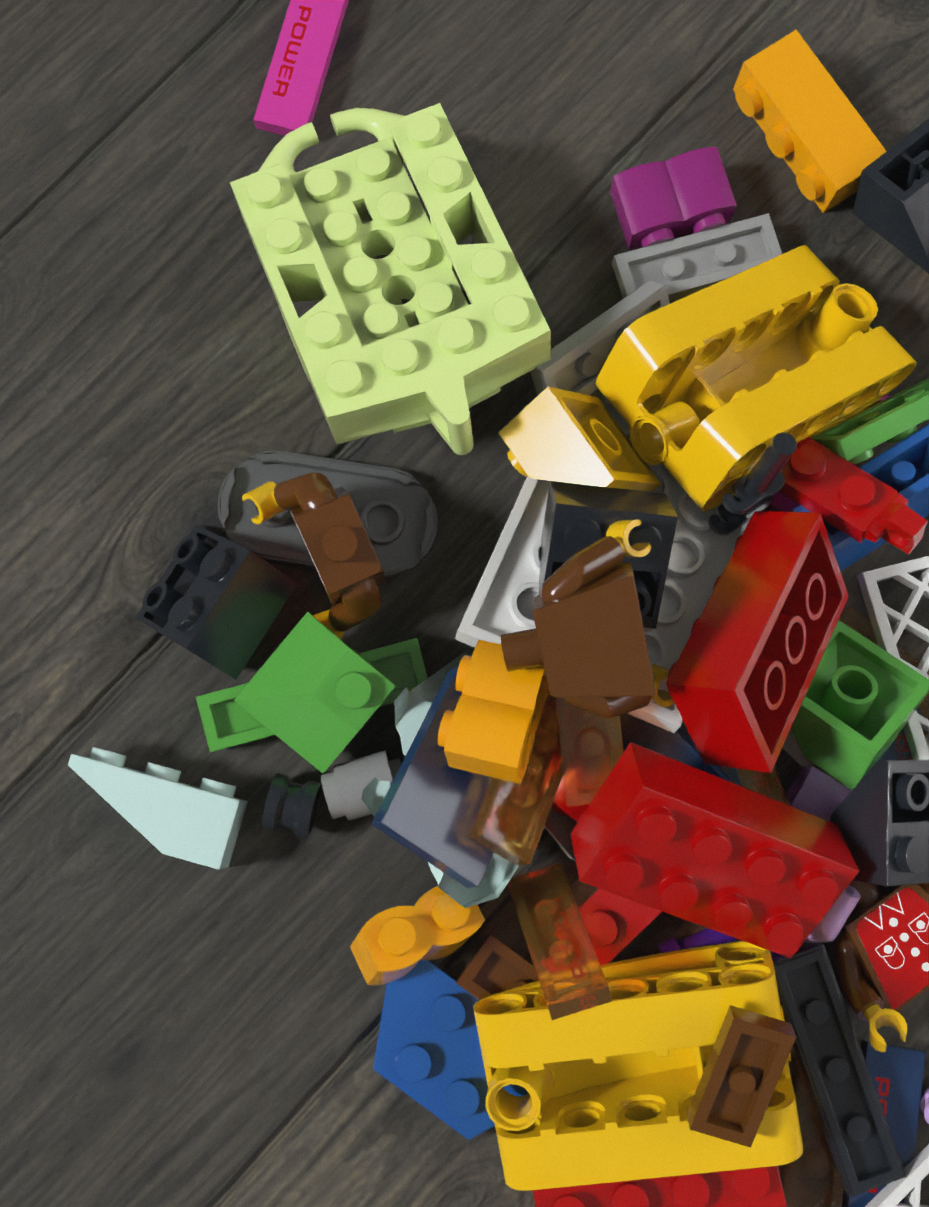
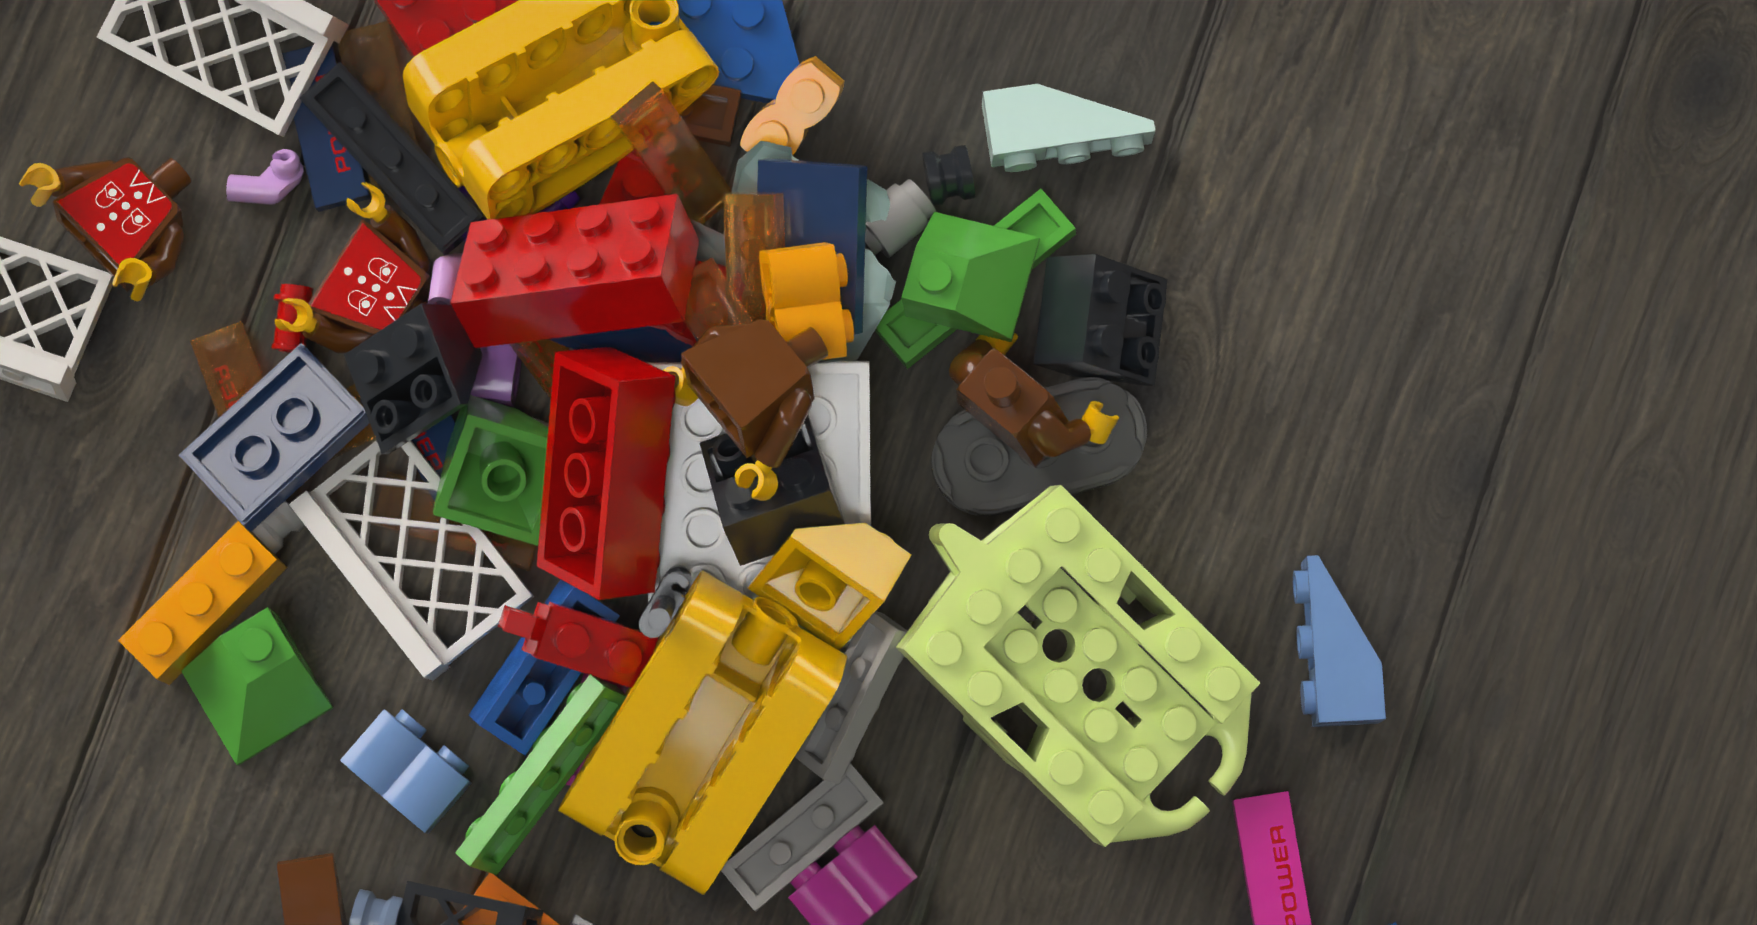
camera: 160 degrees right, 0 degrees up
(153, 198) = (1342, 665): none -> medium blue slope
(740, 1076) = (485, 100): reddish brown plate -> none

